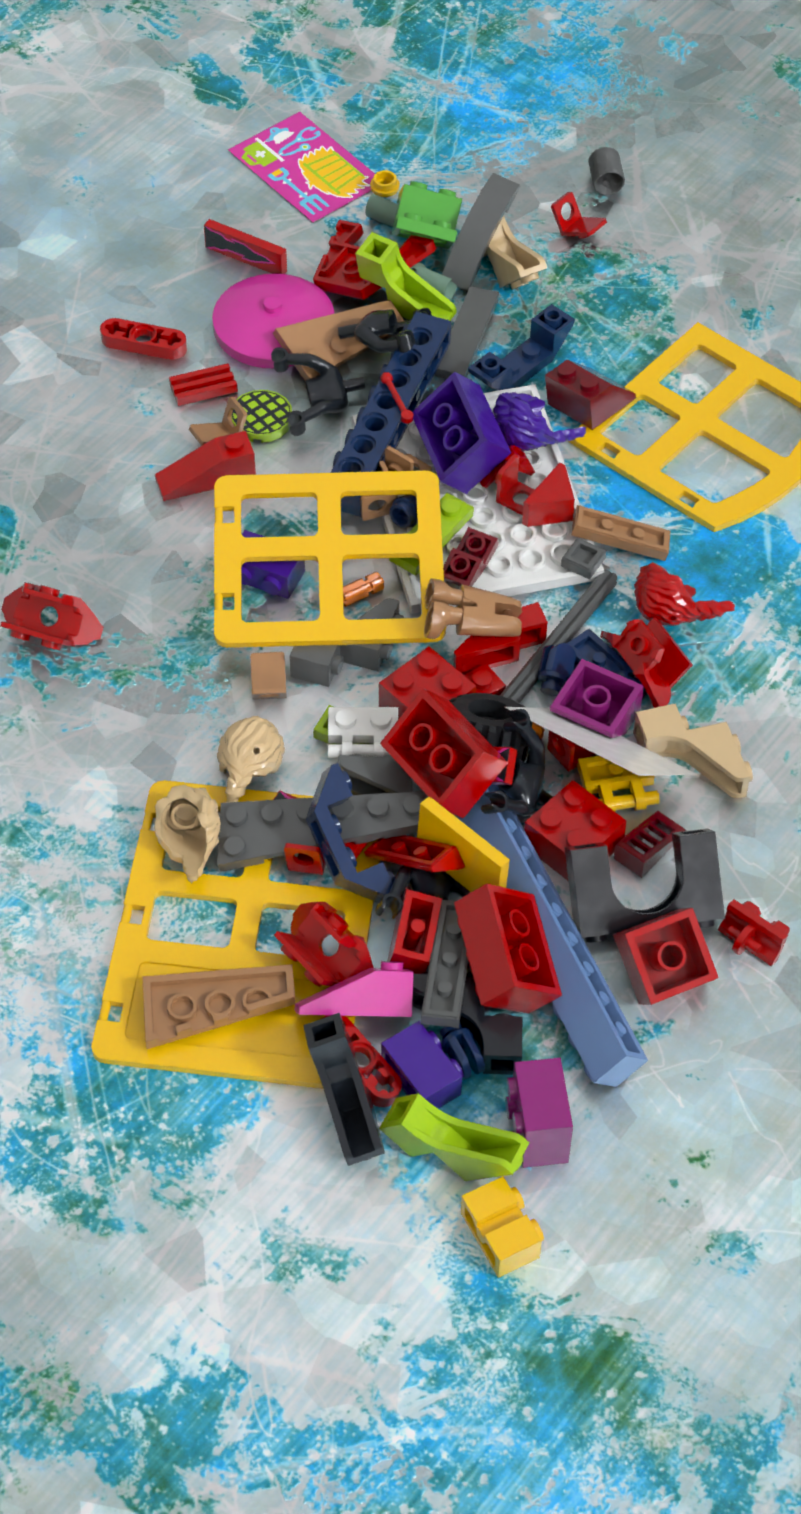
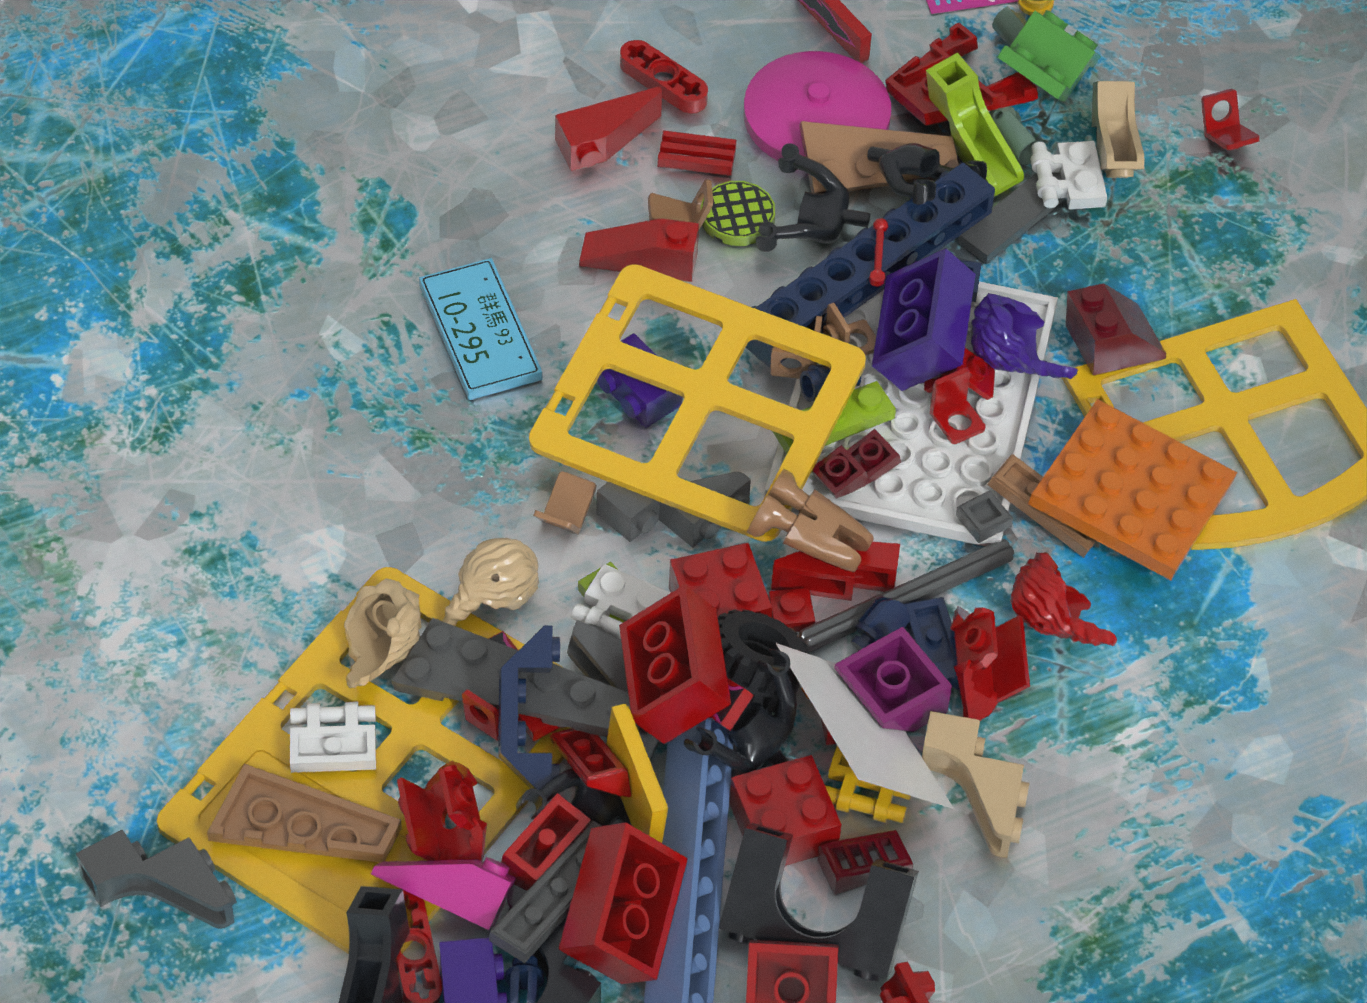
camera: 25 degrees right, 0 degrees up
(75, 619) = (399, 366): red piece -> none
(118, 576) = (480, 329): none -> medium azure tile
(120, 395) = (602, 129): none -> red slope
(139, 1088) = (174, 876): none -> dark grey arch
(201, 934) = (332, 747): none -> white plate
(360, 589) = (722, 449): orange axle -> none
(479, 230) = (1098, 92): dark grey slope -> none
(496, 293) = (1080, 174): none -> white plate
(546, 337) = (1108, 245): dark blue slope -> none
(551, 500) = (983, 436): red slope -> none
(606, 171) = (1298, 80): dark grey piece -> none
(675, 496) = (1133, 489): none -> orange plate

